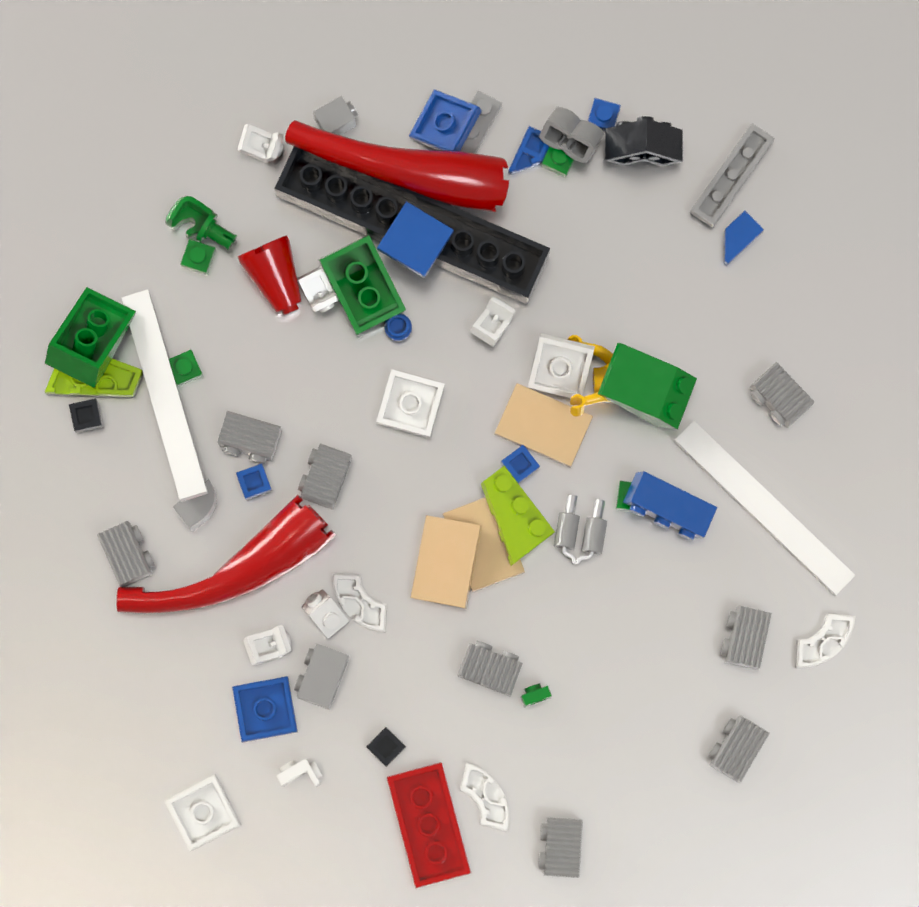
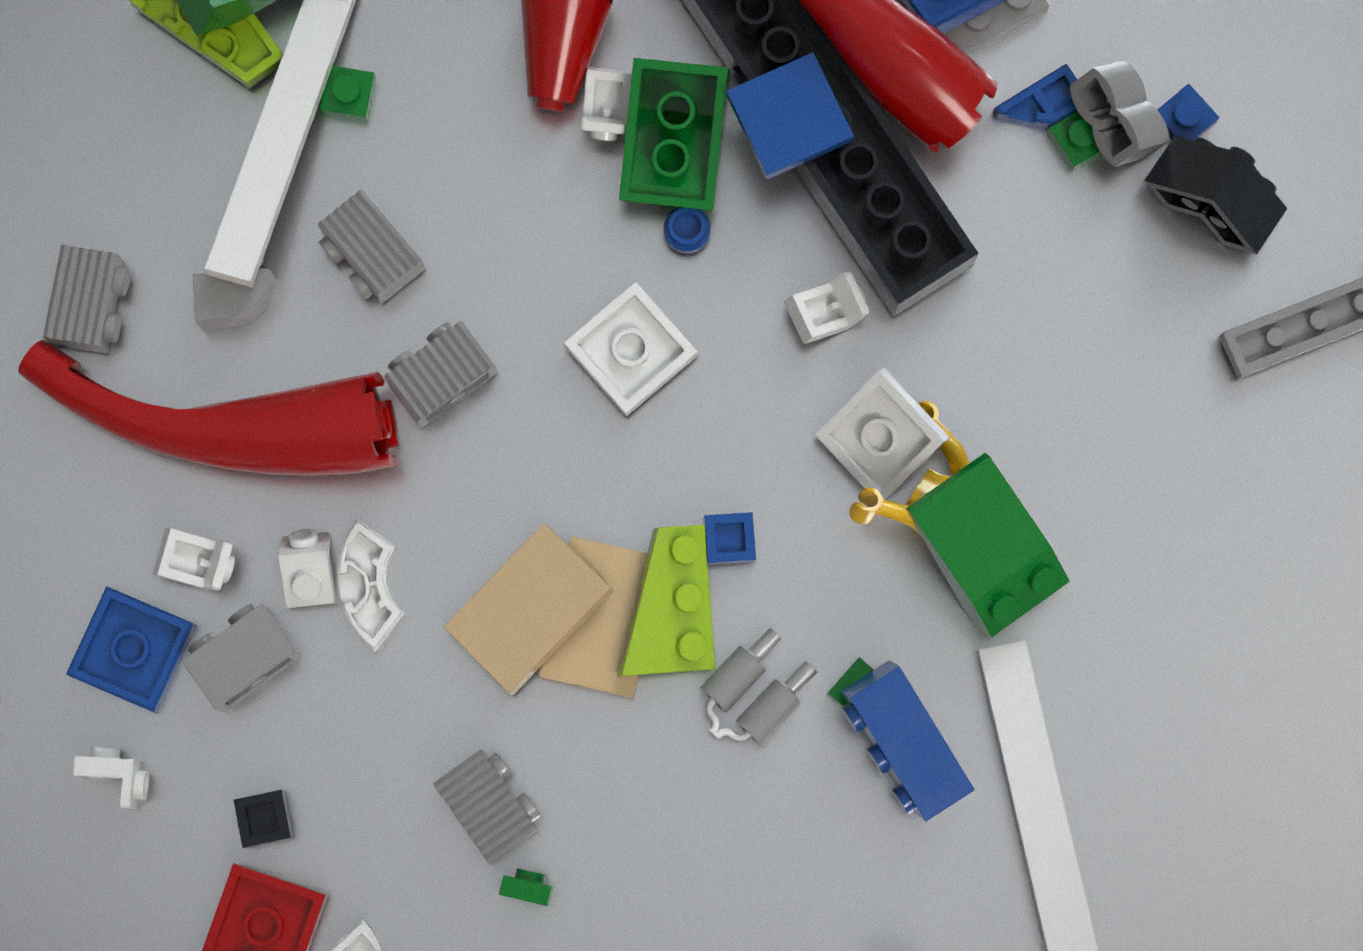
camera: 35 degrees right, 0 degrees up
(85, 415) = (164, 70): black plate -> none
(253, 481) = (334, 315): blue plate -> none
(543, 425) = (801, 504): tan tile -> none
(740, 235) = (1271, 416): blue tile -> none
(781, 395) = (1178, 687): light grey brick -> none

